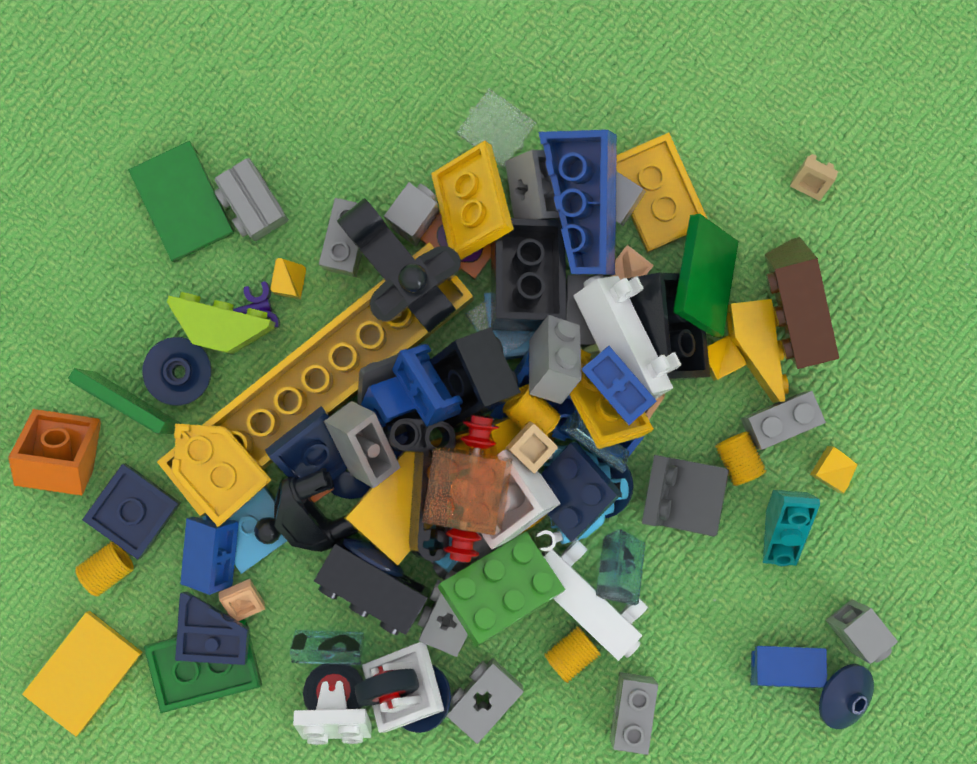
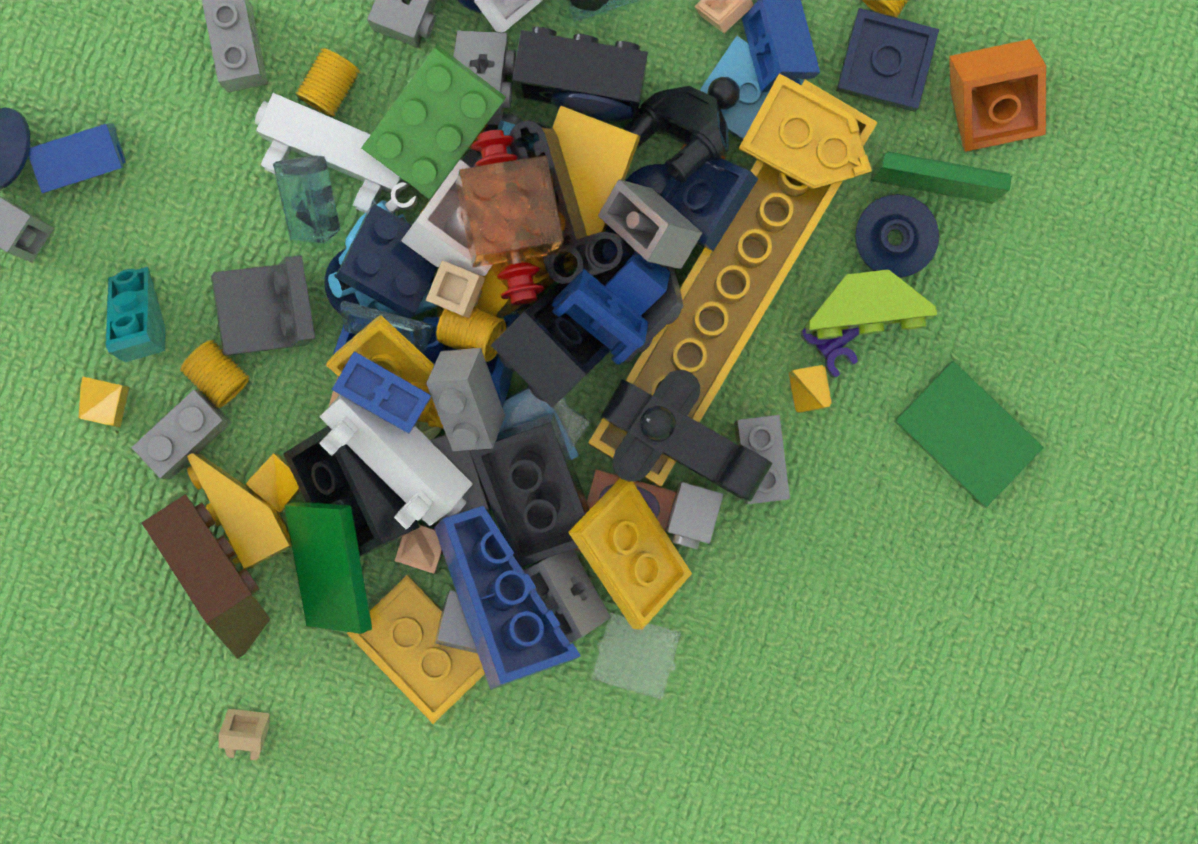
camera: 165 degrees right, 0 degrees up
(250, 199) = (888, 463): light grey brick -> none

